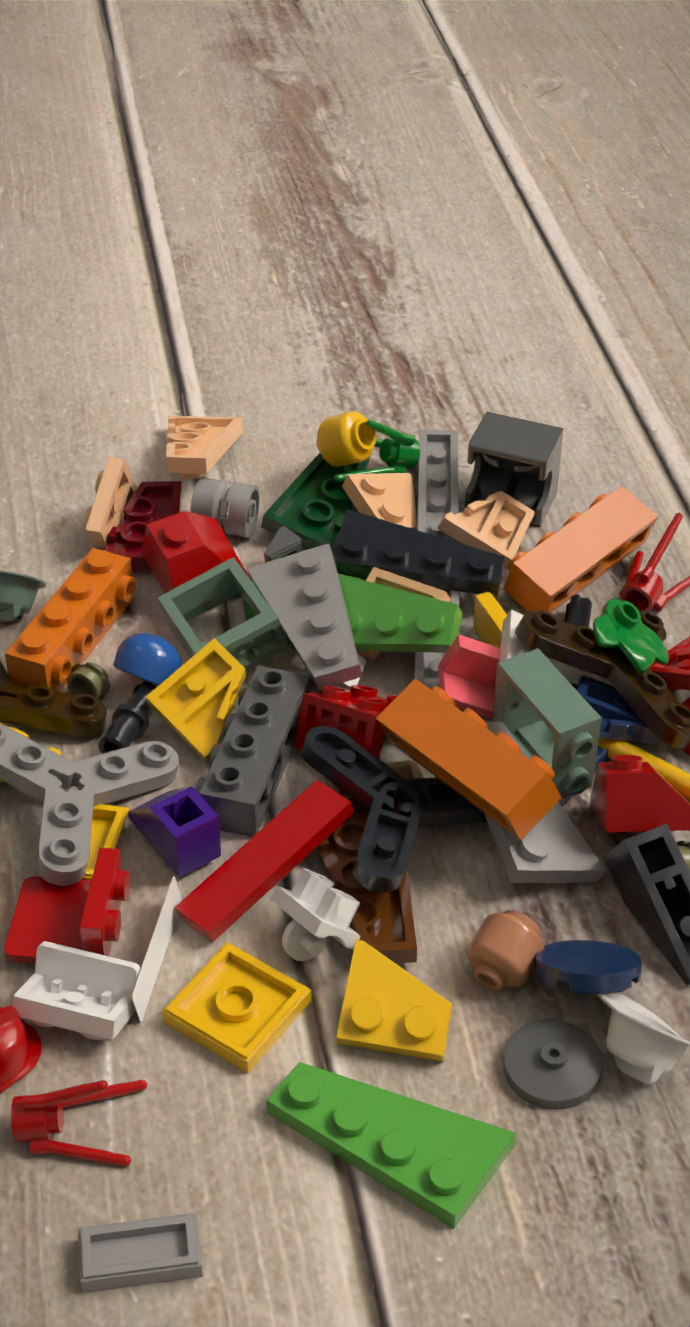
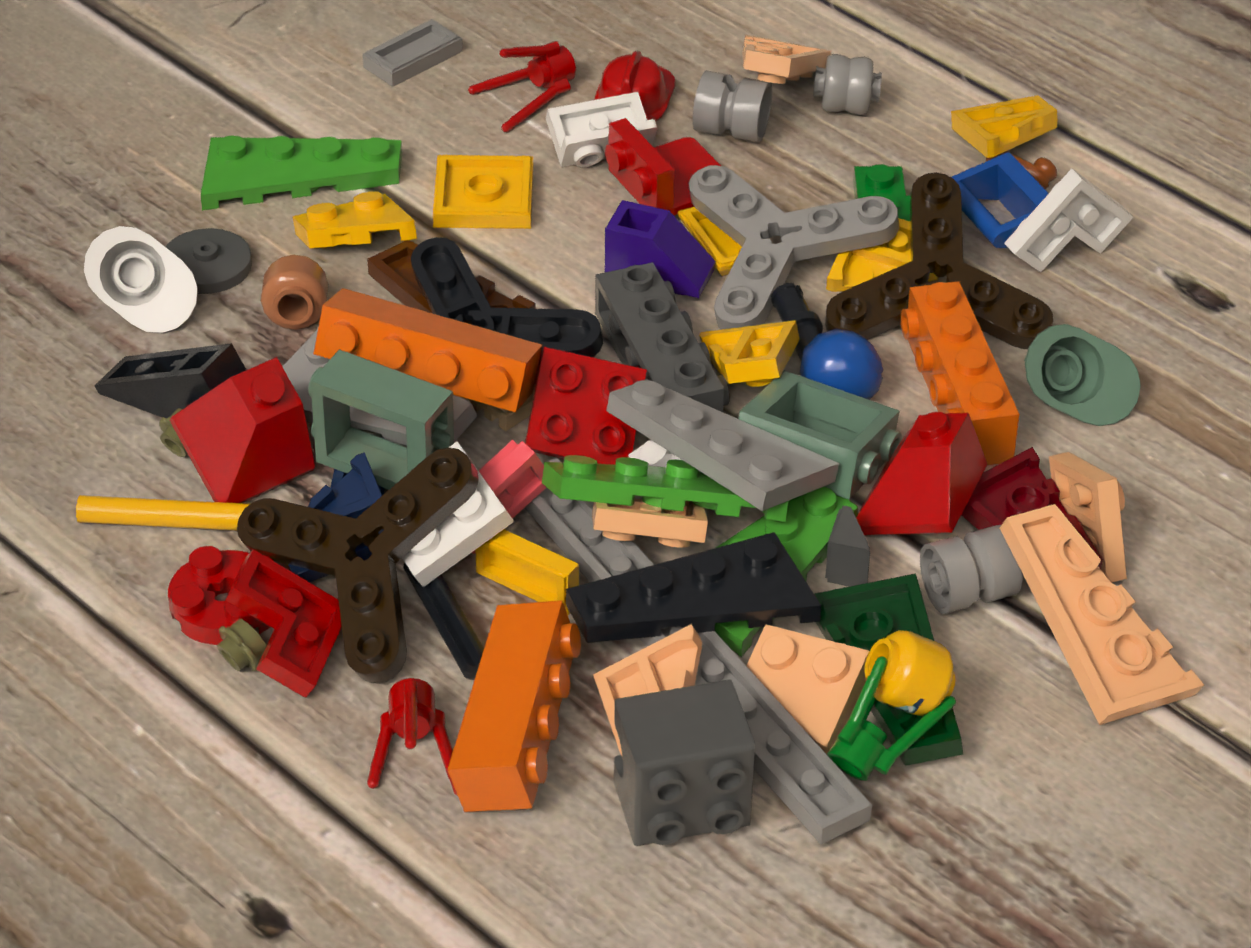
camera: 145 degrees right, 0 degrees up
(88, 679) = (887, 341): olive plate -> none
(156, 950) = (579, 186): white sticker -> none
(264, 860) = (554, 261): red tile -> none
(316, 913) = (479, 238): white hips -> none
(588, 966) = (213, 298): dark blue tile -> none
(622, 627) = (362, 549): green plate -> none

